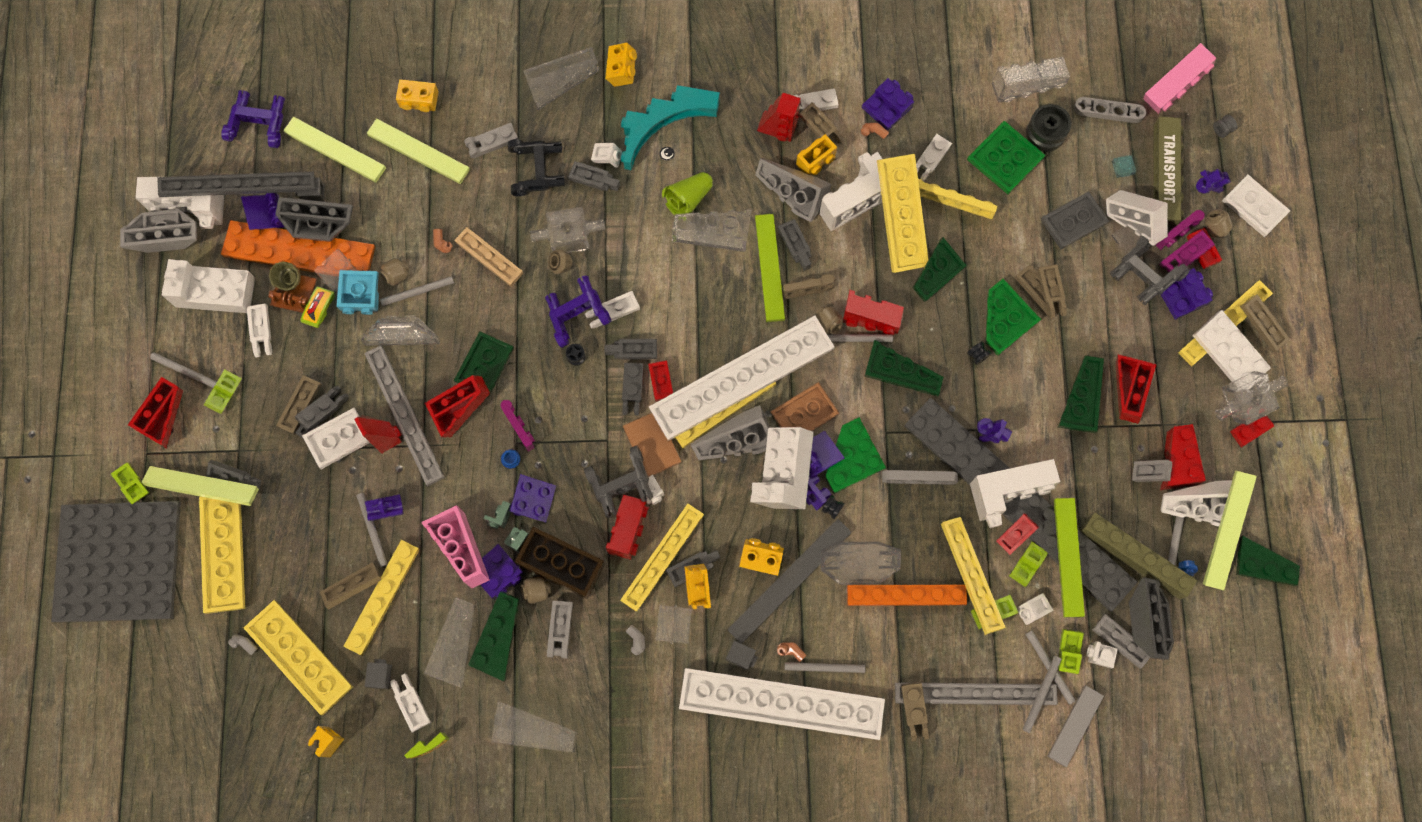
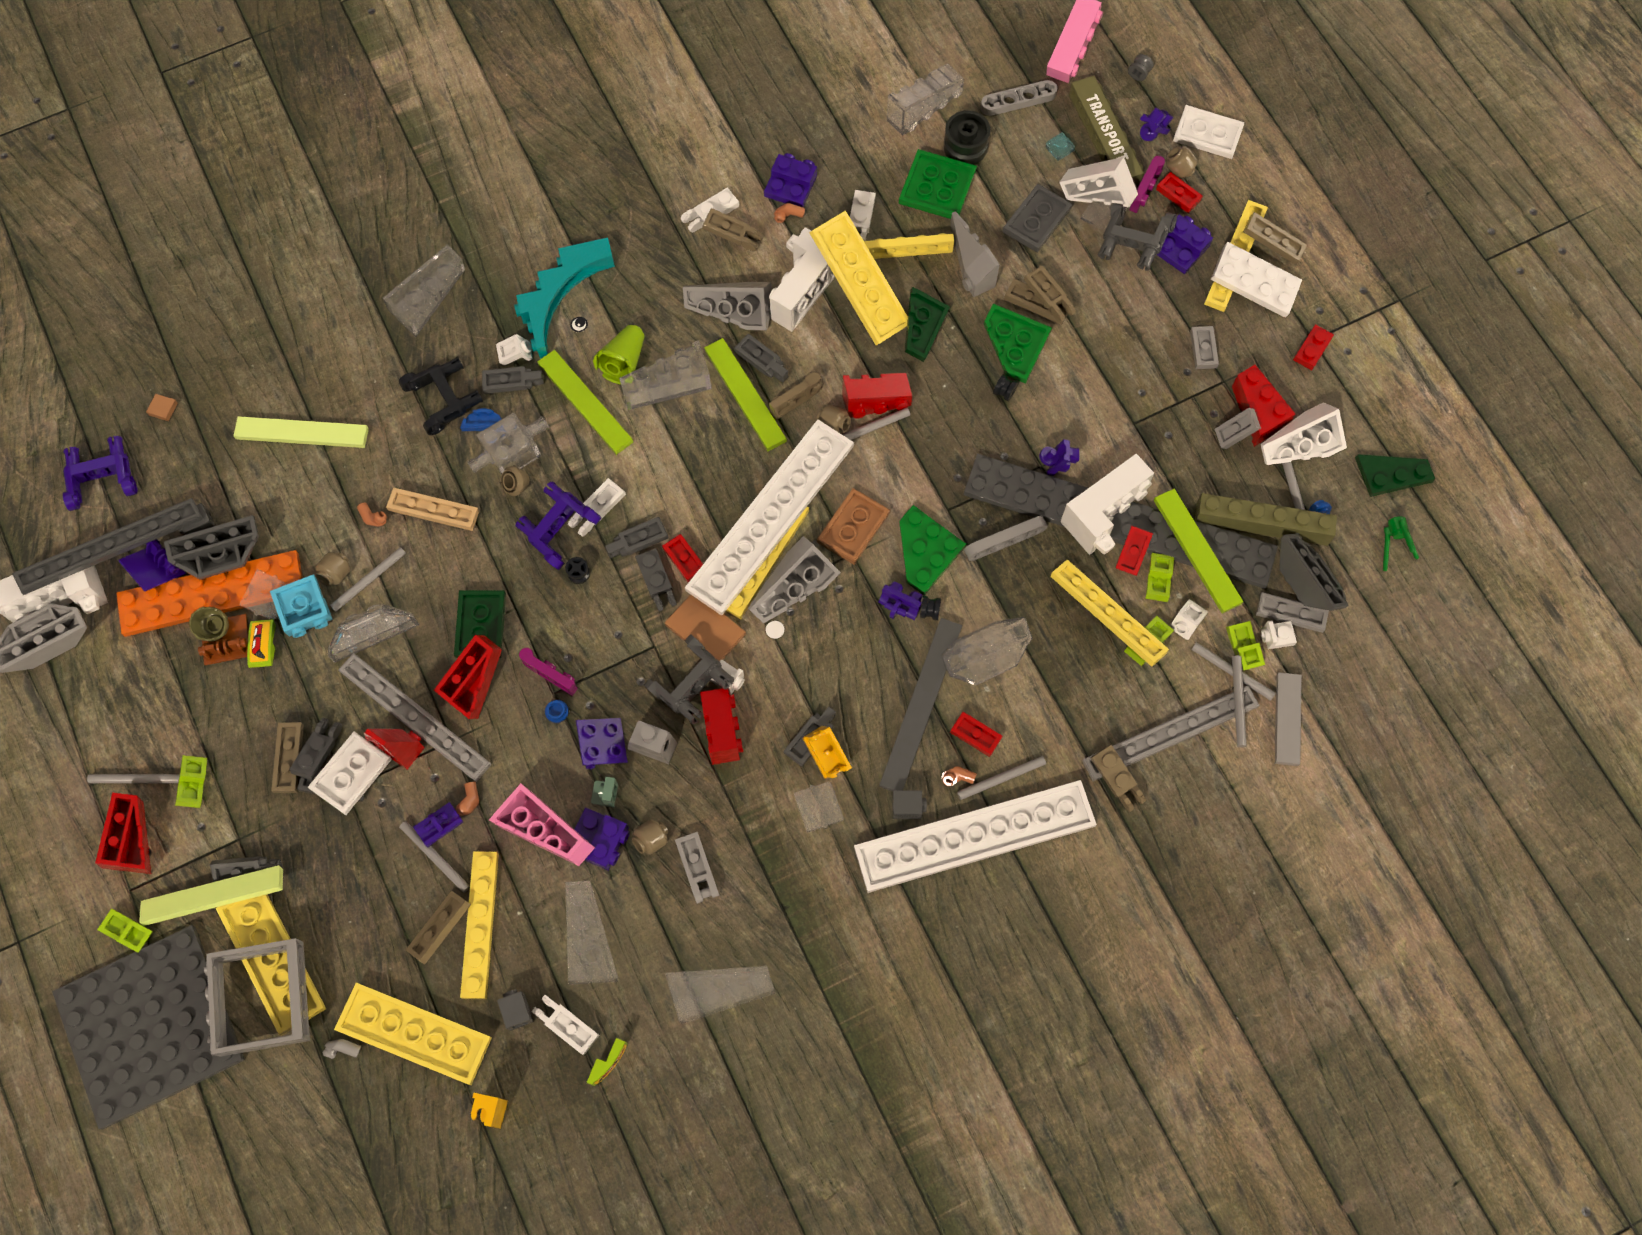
camera: 25 degrees left, 5 degrees down
(207, 287) = (123, 675): white hinge -> none
(227, 591) = (297, 990): none -> light grey window
(259, 328) = (203, 694): white hinge -> none
(324, 86) = (162, 407): none -> medium nougat tile
(334, 149) = (204, 468): yellowish green tile -> none
(417, 95) = (273, 373): yellow brick -> none
(417, 499) = (471, 800): none -> nougat arm
(490, 140) = (378, 388): light grey plate -> none
(496, 639) = (631, 912): dark green wing -> none
(502, 515) = (575, 772): sand green bracket -> none
(557, 200) = (480, 420): none -> blue tile
(560, 562) = (664, 795): dark brown brick -> none
(570, 517) = (651, 742): none -> light grey torso
(621, 64) = (487, 252): yellow brick -> none
(638, 640) = (789, 840): light grey arm -> none
(642, 220) = (585, 402): none -> lime tile
(662, 557) = (773, 741): light yellow plate -> none
(705, 468) = (775, 629): none -> white sticker
(761, 556) = (880, 694): yellow brick -> none
(781, 117) = (685, 236): red wedge -> none
(785, 469) = (862, 589): white hinge -> none
(818, 154) = (741, 260): yellow brick -> none
(821, 624) = (976, 734): none -> red plate
(823, 454) = (887, 560): hinge -> none
(895, 369) = (925, 441): dark green wing -> none
(906, 595) = (1050, 664): orange plate -> none
(1005, 238) = (976, 262): none -> light grey wedge
(1083, 403) = (1134, 389): dark green wing -> none
(1132, 386) = (1177, 354): red wedge -> none
(1159, 389) = (1204, 347): none -> light grey plate
(1189, 251) = (1166, 200): magenta plate -> none
(1229, 530) = (1343, 452): yellowish green tile -> none
(1245, 613) = (1398, 529): none -> green plant
(1250, 397) = (1298, 315): clear brick -> none

